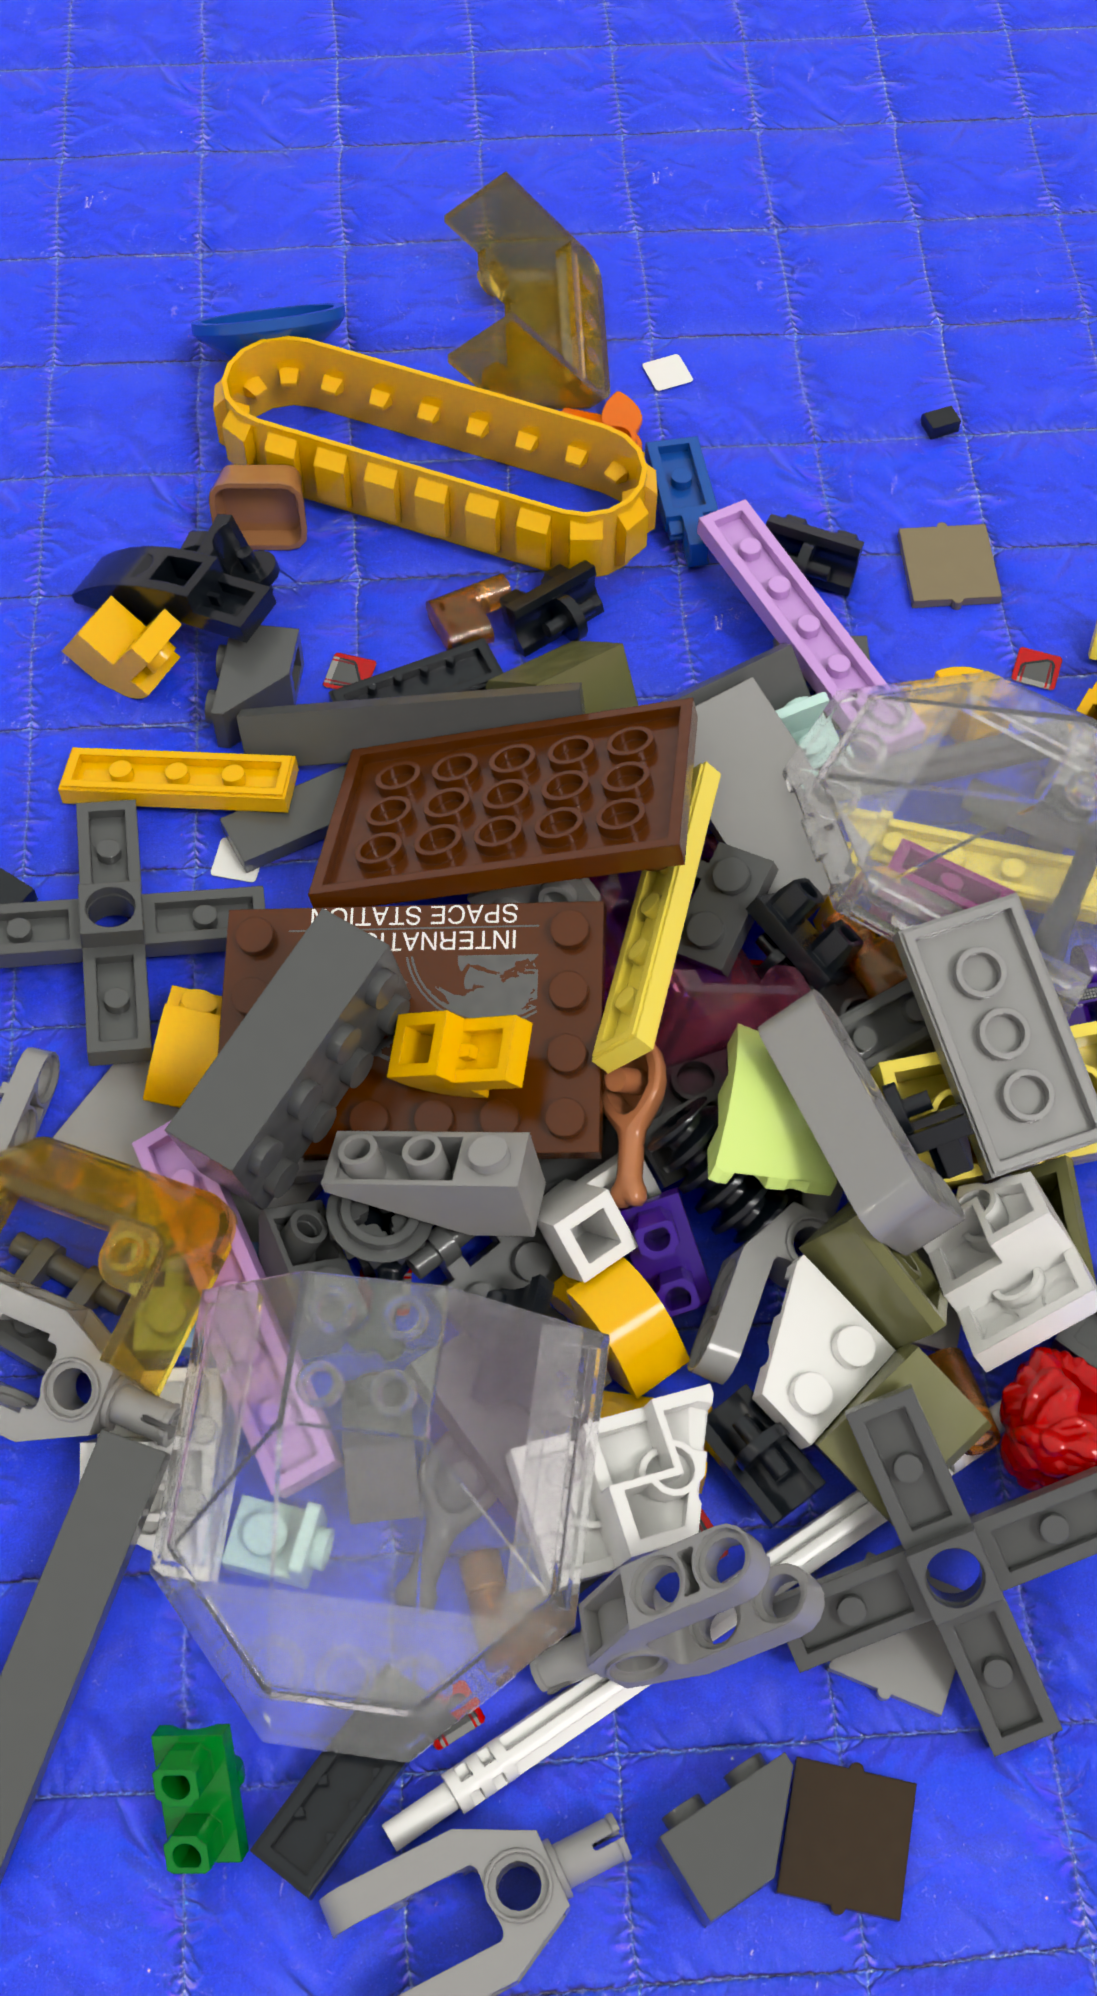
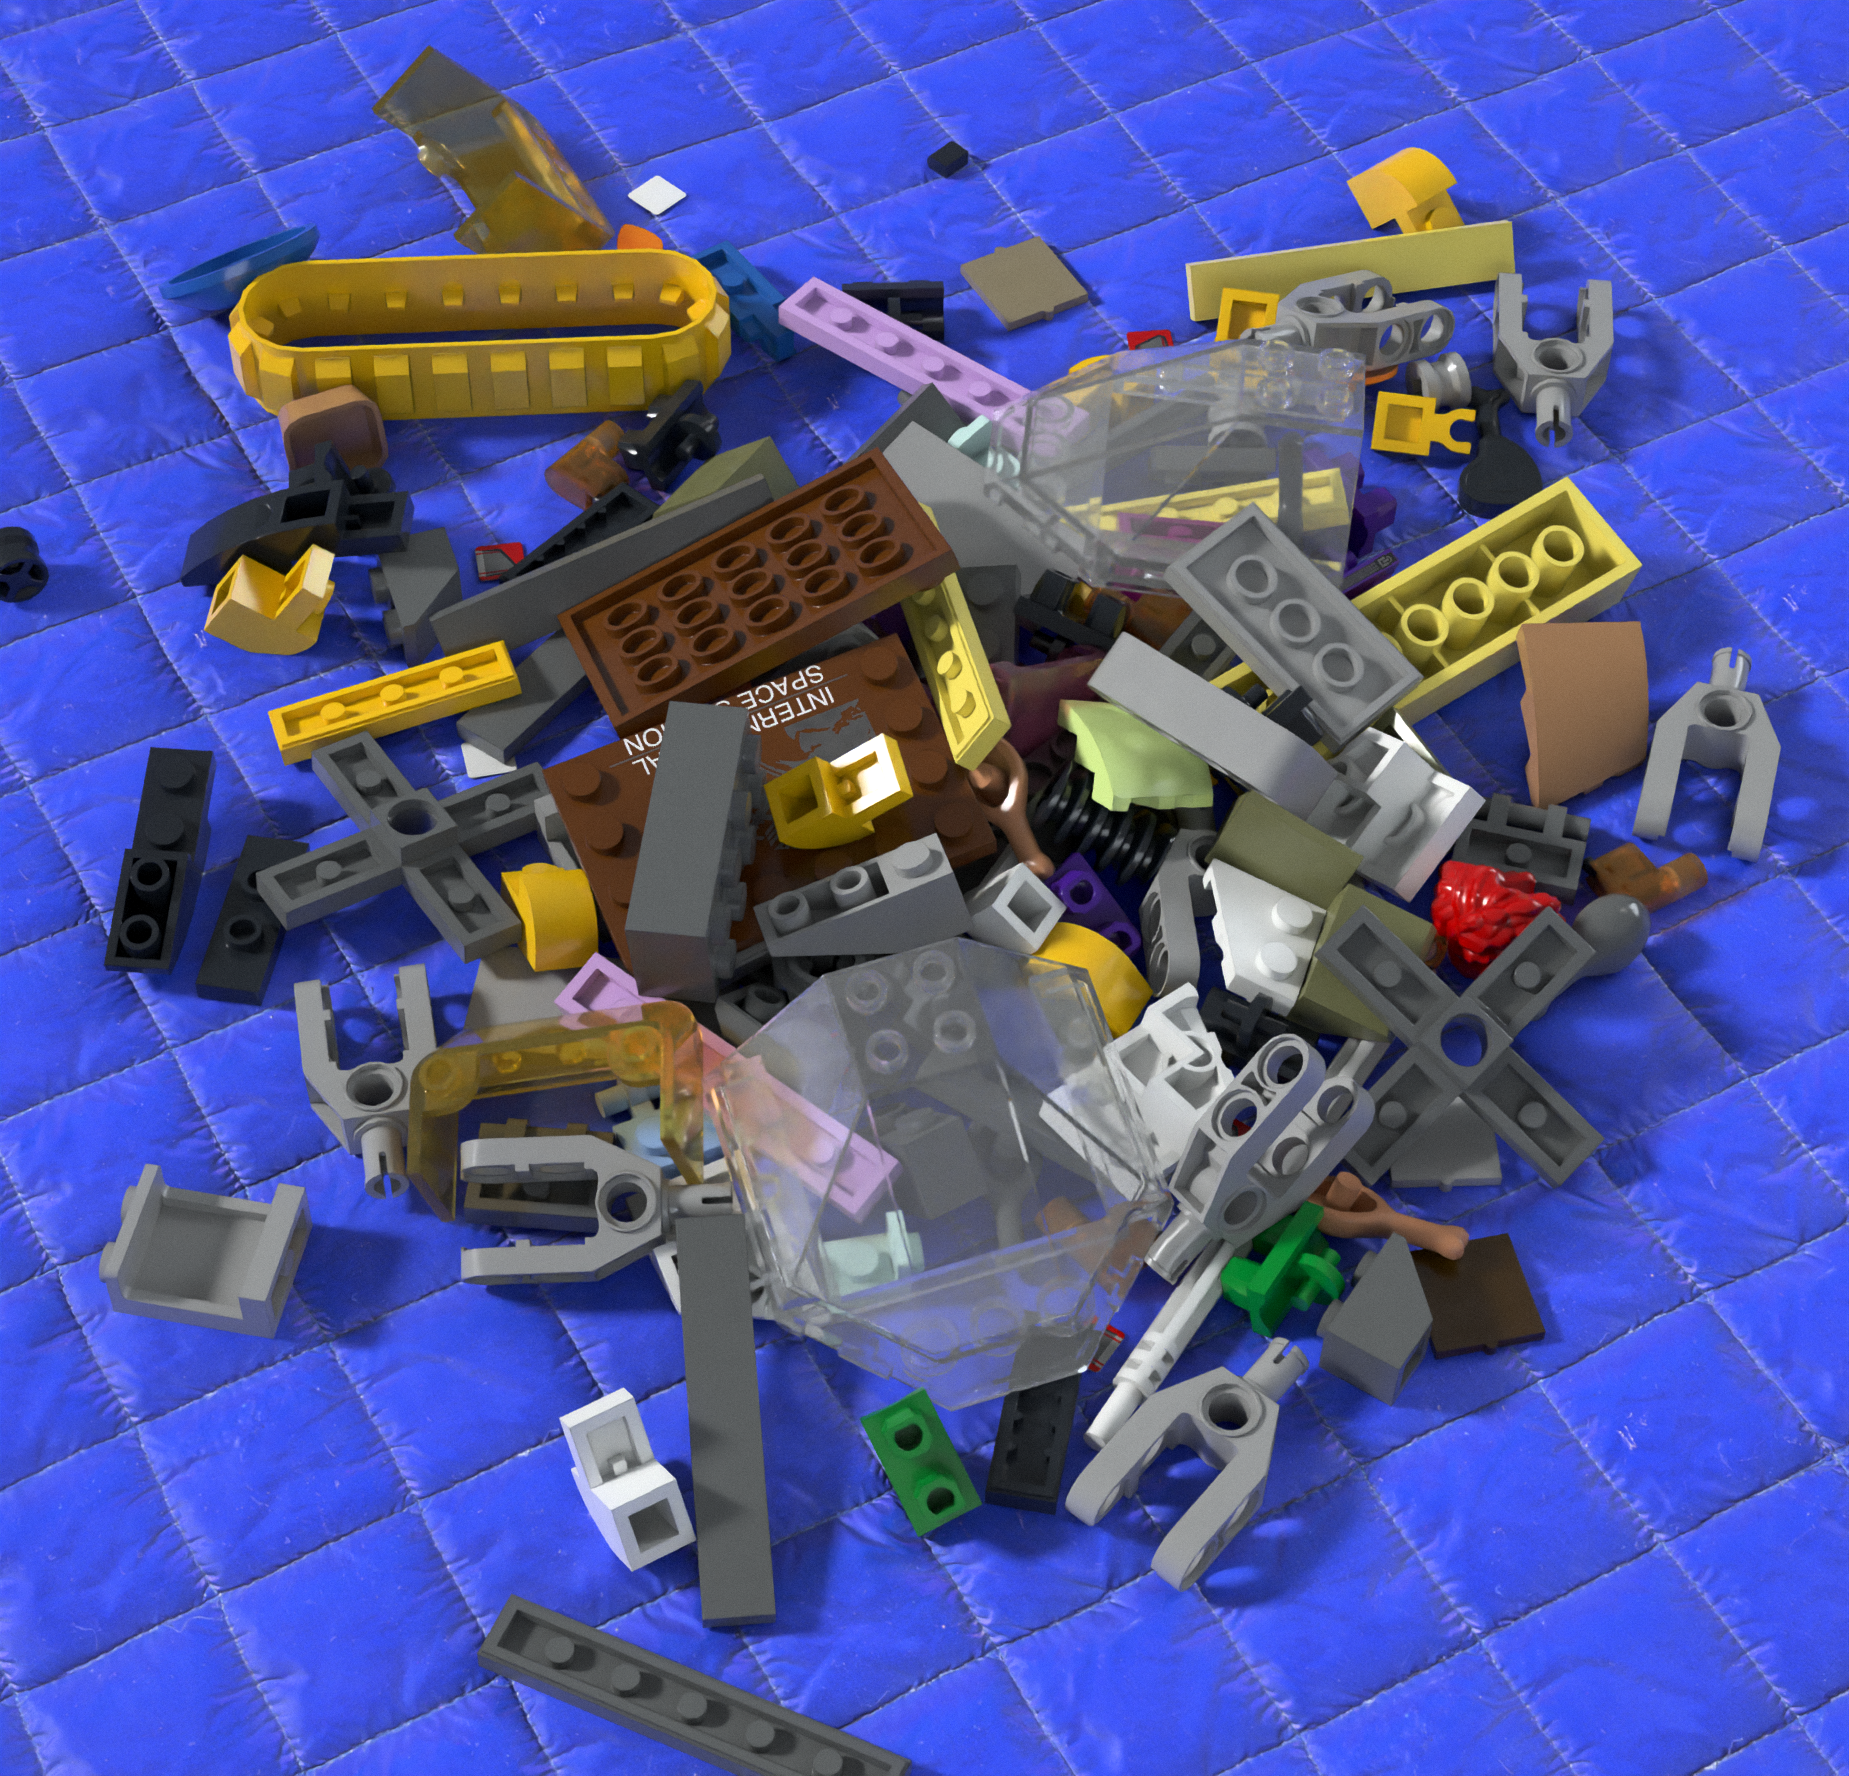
camera: 25 degrees left, 10 degrees down
(672, 1740) = (1295, 1273): none -> green hips
(772, 1695) = (1361, 1213): none -> nougat piece

